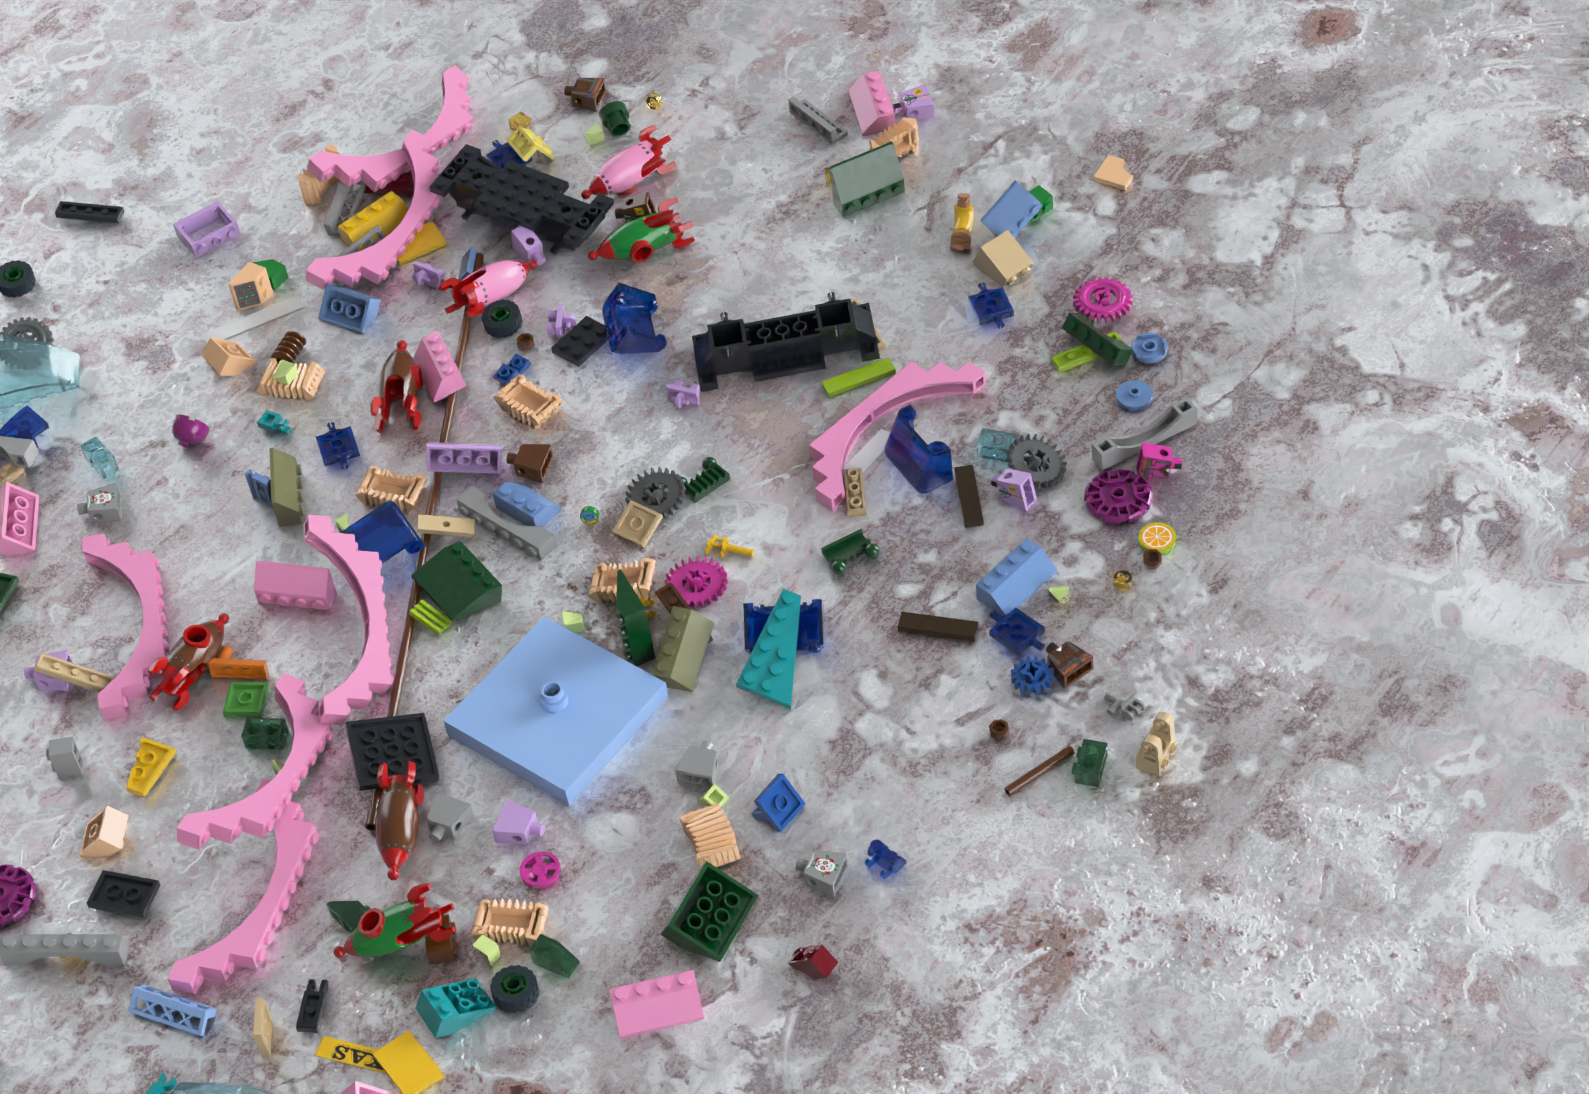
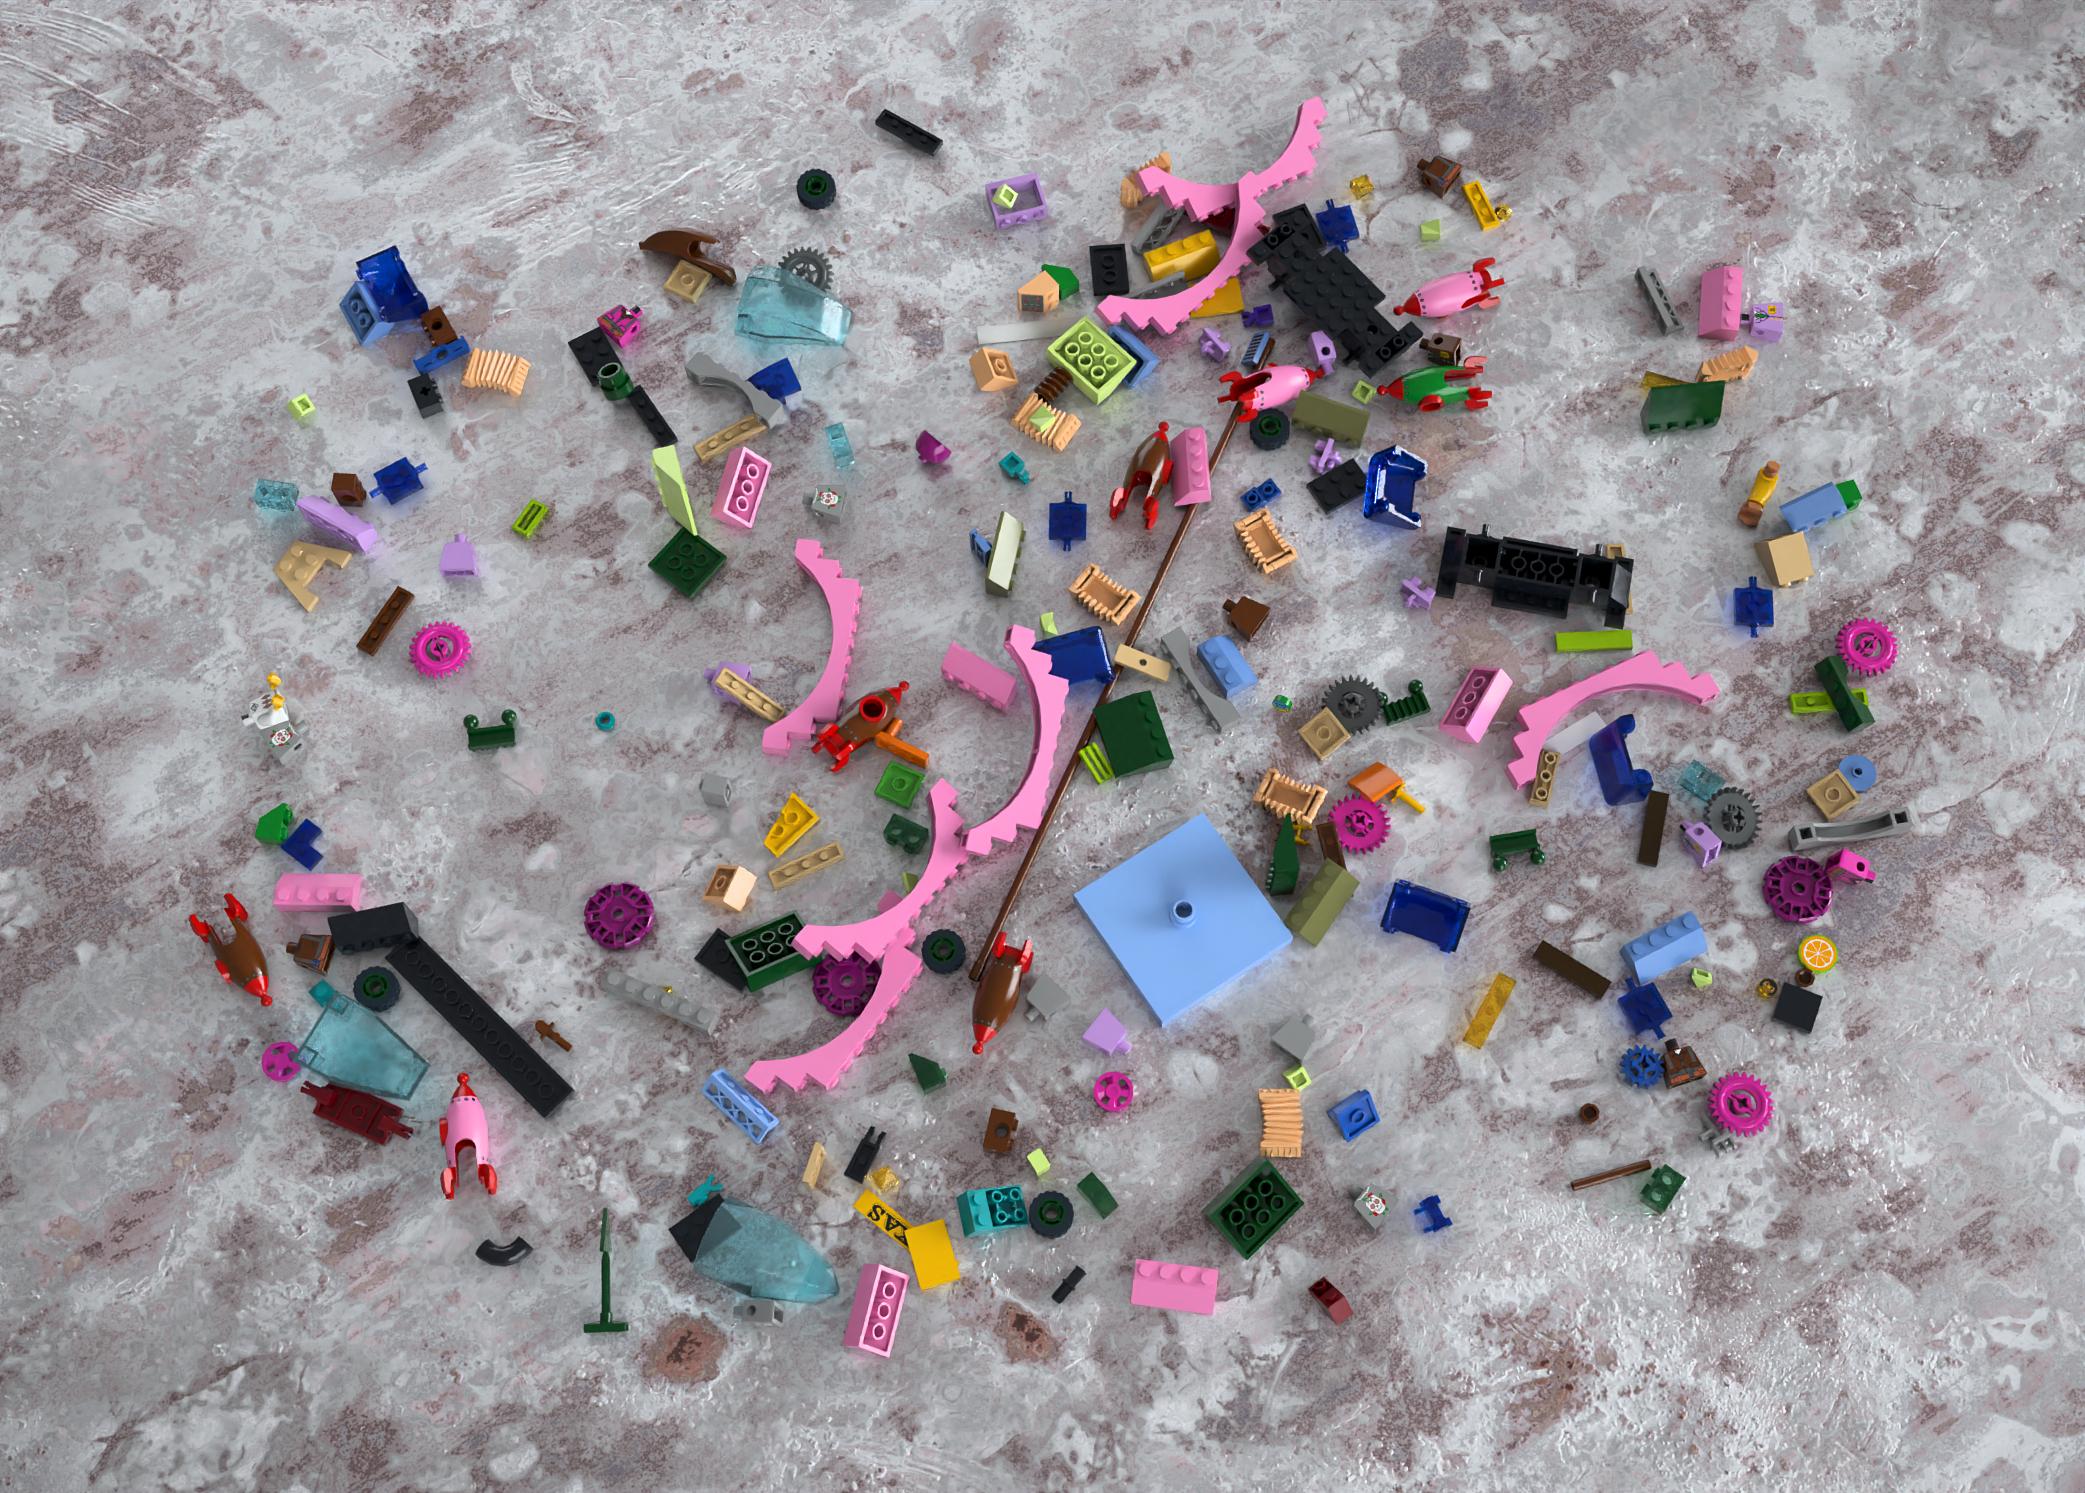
camera: 15 degrees right, 20 degrees up
(164, 871) = (766, 952): none -> dark green slope
(175, 793) = (806, 865): none -> tan tile
(194, 225) = (1004, 196): none -> yellowish green slope
(244, 881) = (841, 992): none -> magenta plate
(307, 248) = (1109, 269): none -> black plate
(318, 317) = (1091, 359): none -> yellowish green slope
(334, 813) = (943, 963): none -> black wheel
(339, 1019) = (885, 1179): none -> clear yellow slope
(393, 742) = (1018, 904): black plate -> none
(396, 927) = (964, 1113): piece -> none
(462, 241) = (1262, 315): none -> dark purple plate
(463, 458) = (1183, 588): lavender slope -> none
(510, 921) = (1069, 1140): light nougat piece -> none
(525, 341) = (1284, 466): reddish brown tile -> none
(526, 143) = (1361, 222): light yellow bracket -> none
(548, 289) = (1330, 419): none -> olive slope
(552, 1041) = (1068, 1285): none -> black axle
(573, 621) = (1228, 822): yellowish green slope -> none
(578, 266) = (1363, 391): none -> yellowish green slope
(615, 118) = (1457, 222): dark green piece -> none
(633, 104) = (1480, 205): none -> yellow tile
(698, 542) = (1375, 782): none -> orange slope
(769, 456) = (1476, 703): none -> bright pink slope
(772, 660) = (1401, 950): teal wing -> none
(874, 683) = (1489, 1010): none -> clear yellow tile
(1113, 173) = (1933, 489): light nougat tile -> none
(1119, 416) = (1833, 795): none -> tan tile
(1135, 671) = (1725, 1091): none -> dark pink gear
(1149, 348) = (1898, 716): medium blue plate -> none
(1156, 584) = (1797, 1007): none -> black tile
(1157, 745) = (1740, 1191): tan brick -> none

